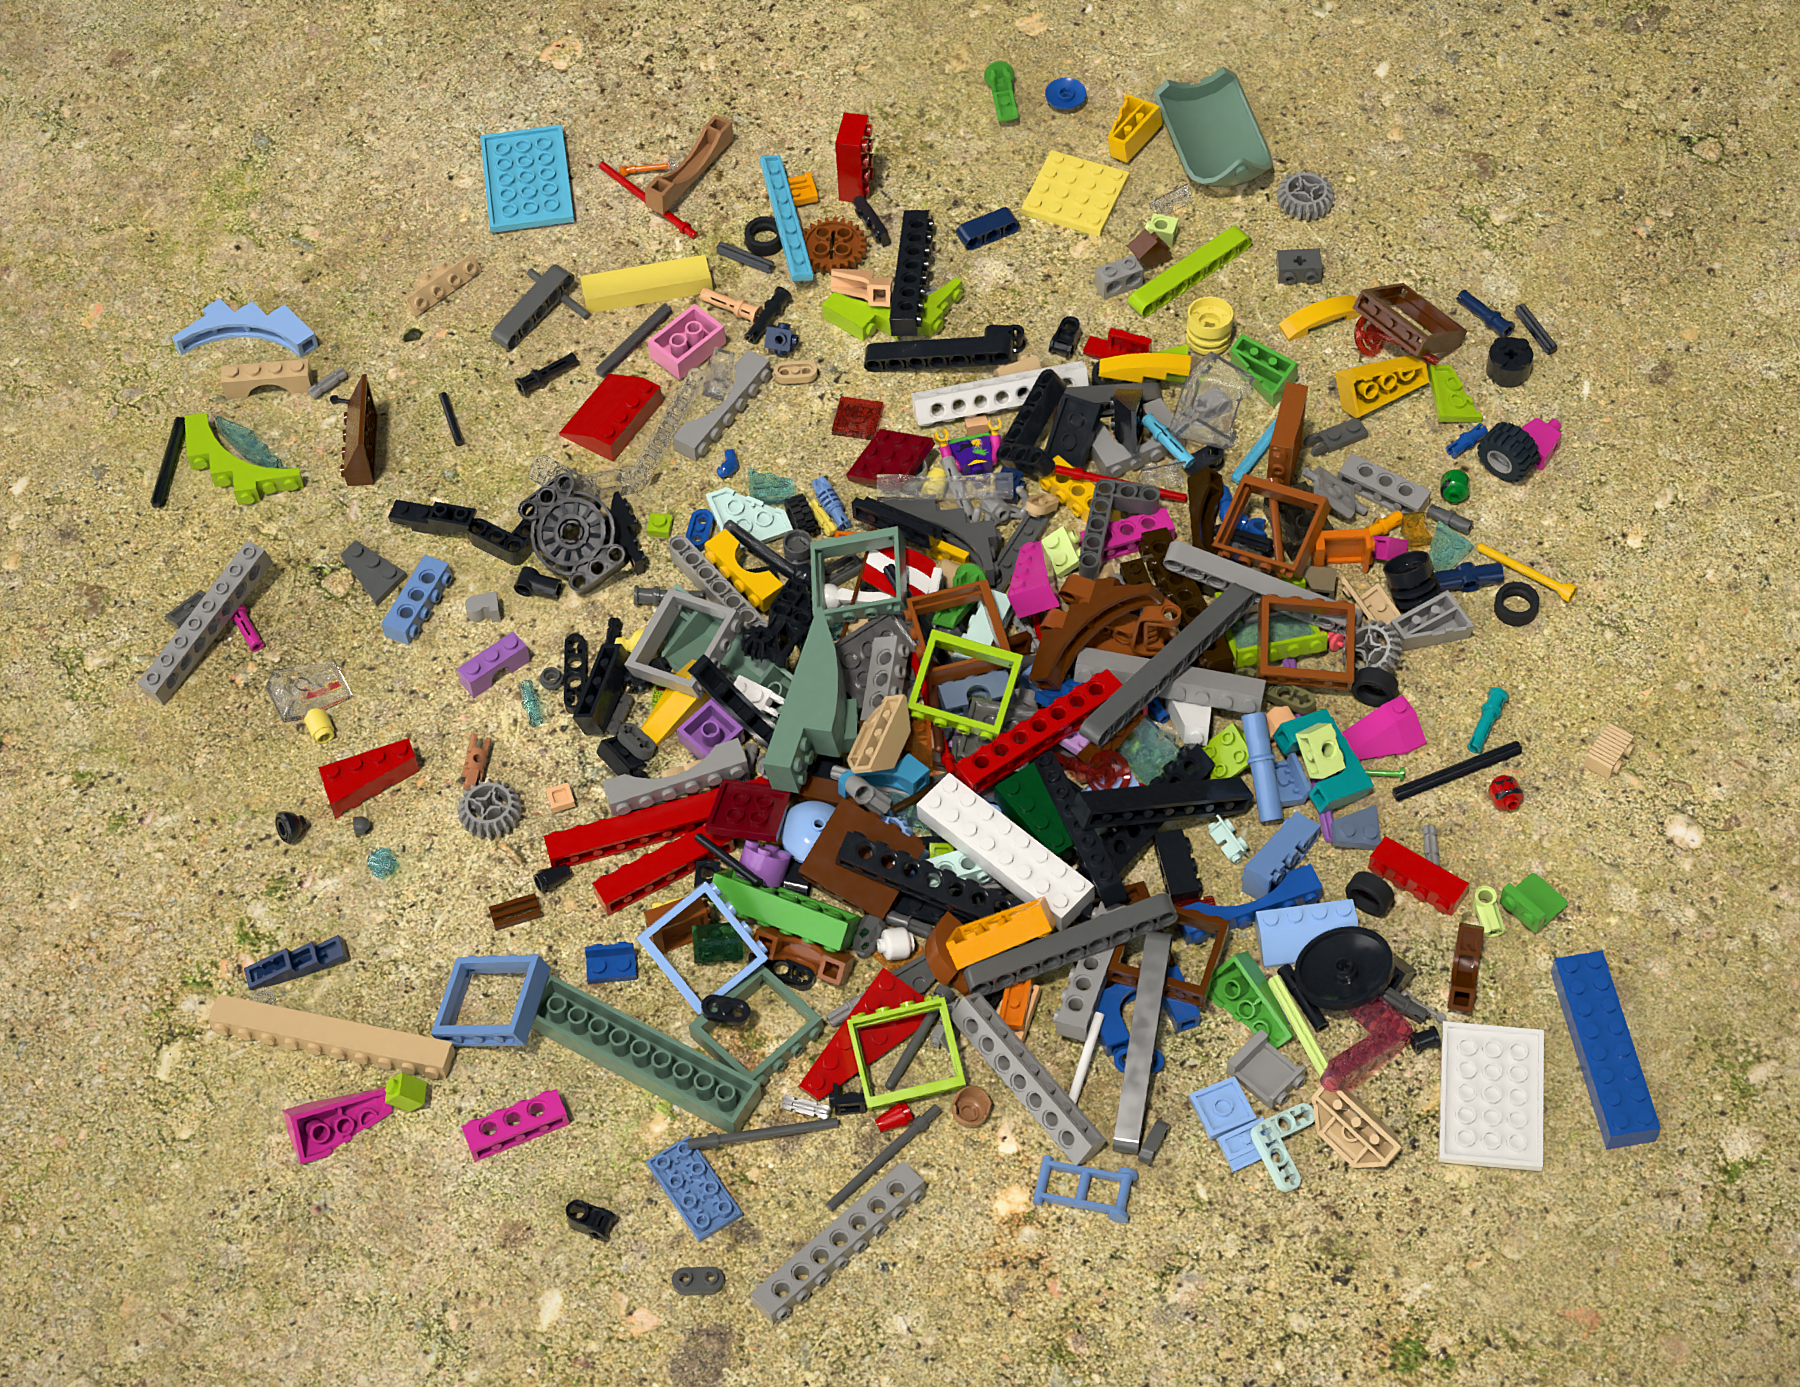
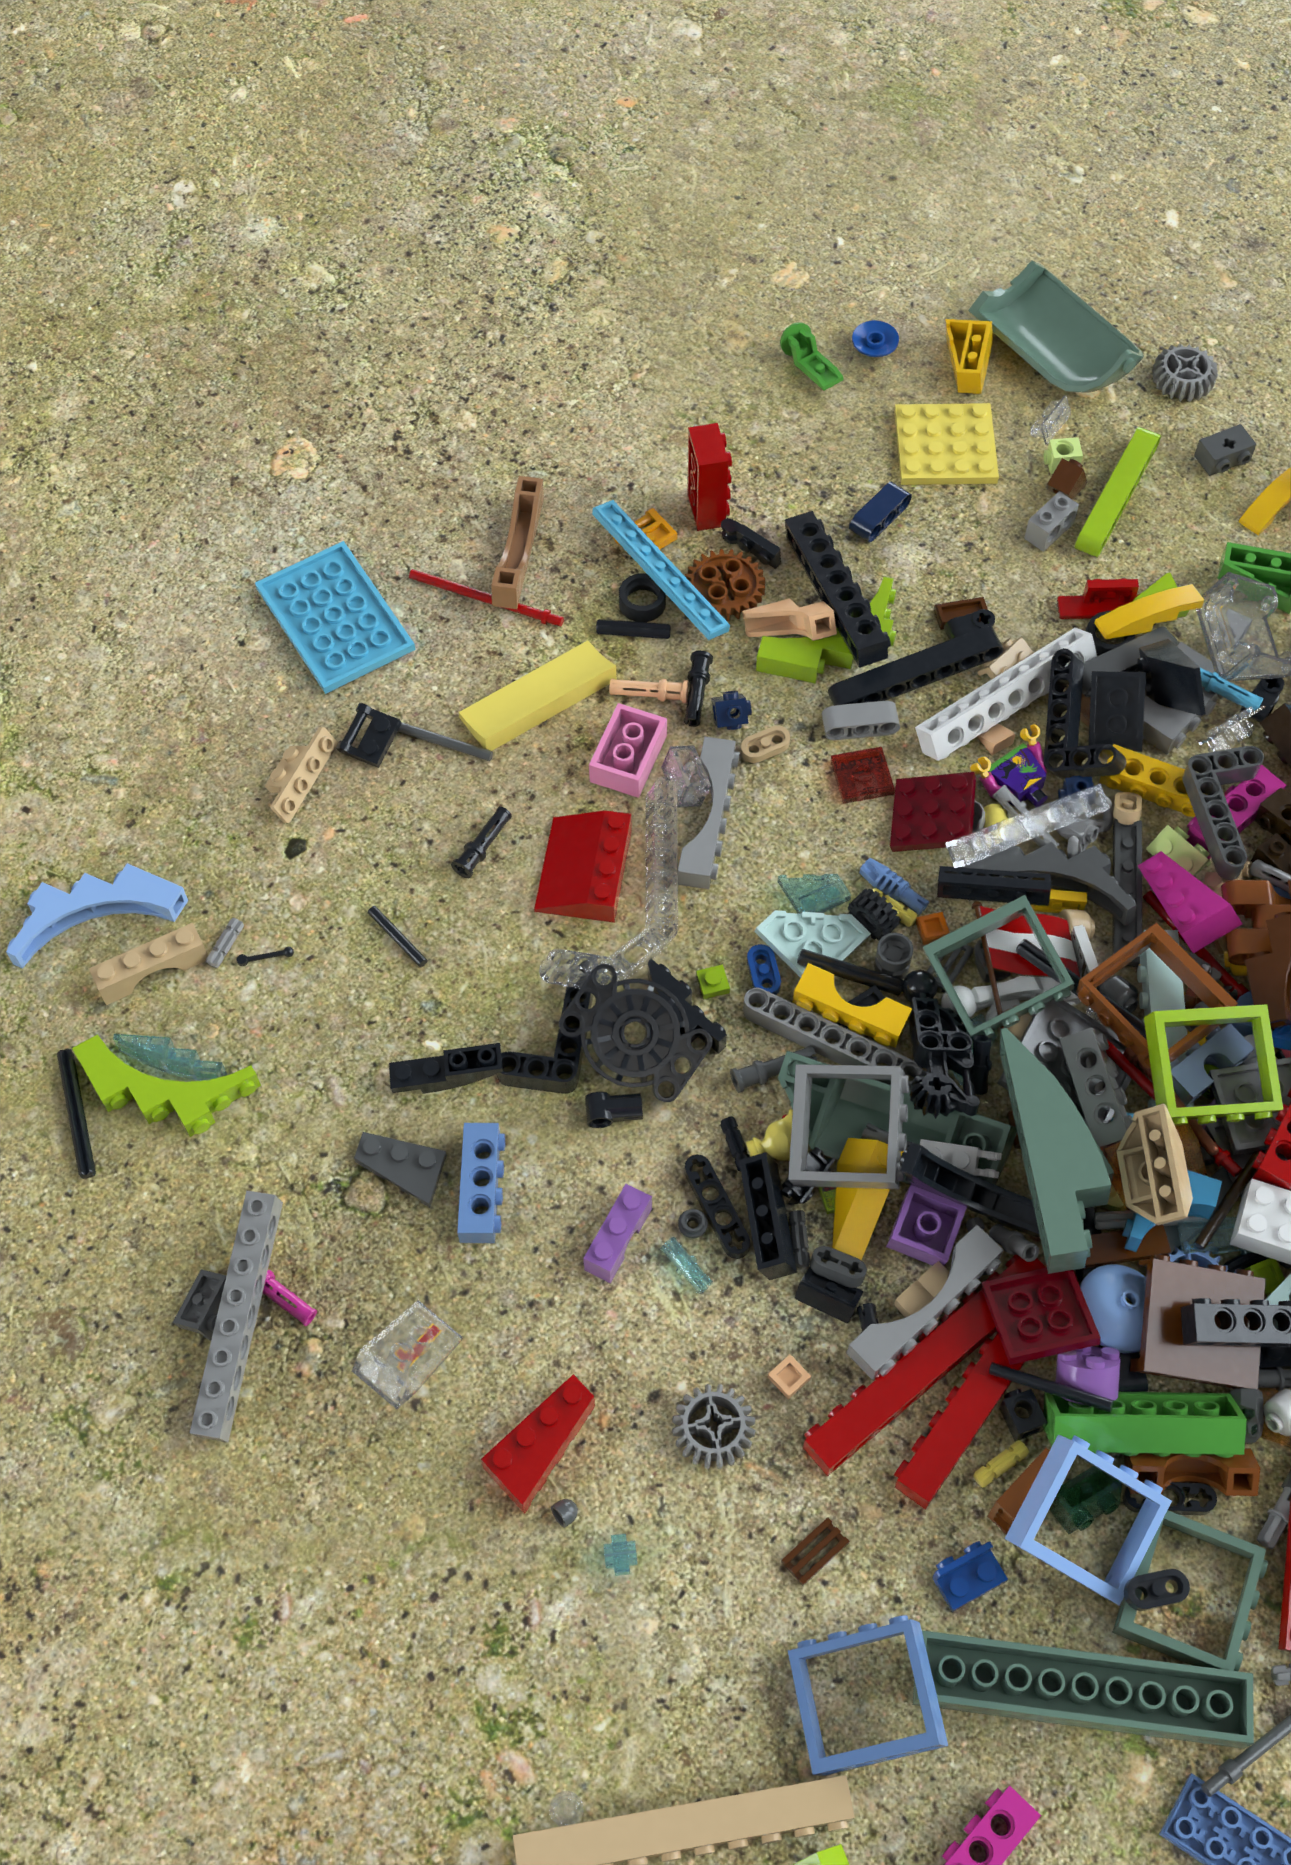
camera: 25 degrees left, 5 degrees up
(289, 826) = (478, 1550): black brick -> none
(290, 965) = (581, 1741): dark blue slope -> none
(319, 725) = (444, 1395): light yellow brick -> none
(360, 436) = (304, 998): reddish brown slope -> none
(475, 761) = (662, 1369): nougat hinge -> none
(483, 606) = (564, 1161): light grey leg -> none
(509, 276) = (376, 738): none -> black plate
(532, 307) = (426, 767): dark grey beam -> none
(549, 878) = (835, 1489): black cone -> none
(633, 340) = (560, 768): dark grey axle -> none
(671, 164) = (493, 549): orange piece -> none
(729, 466) = (754, 880): blue arm -> none
(867, 795) = (1168, 1240): light grey piece -> none
(878, 377) = (860, 720): none -> light grey beam
(964, 574) = (1111, 929): bright green piece -> none
(1005, 319) = (950, 610): none -> reddish brown tile
(1066, 337) = (1036, 610): black piece -> none
(1078, 474) = (1154, 758): red bar -> none
(1209, 325) = (1181, 544): light yellow wheel -> none

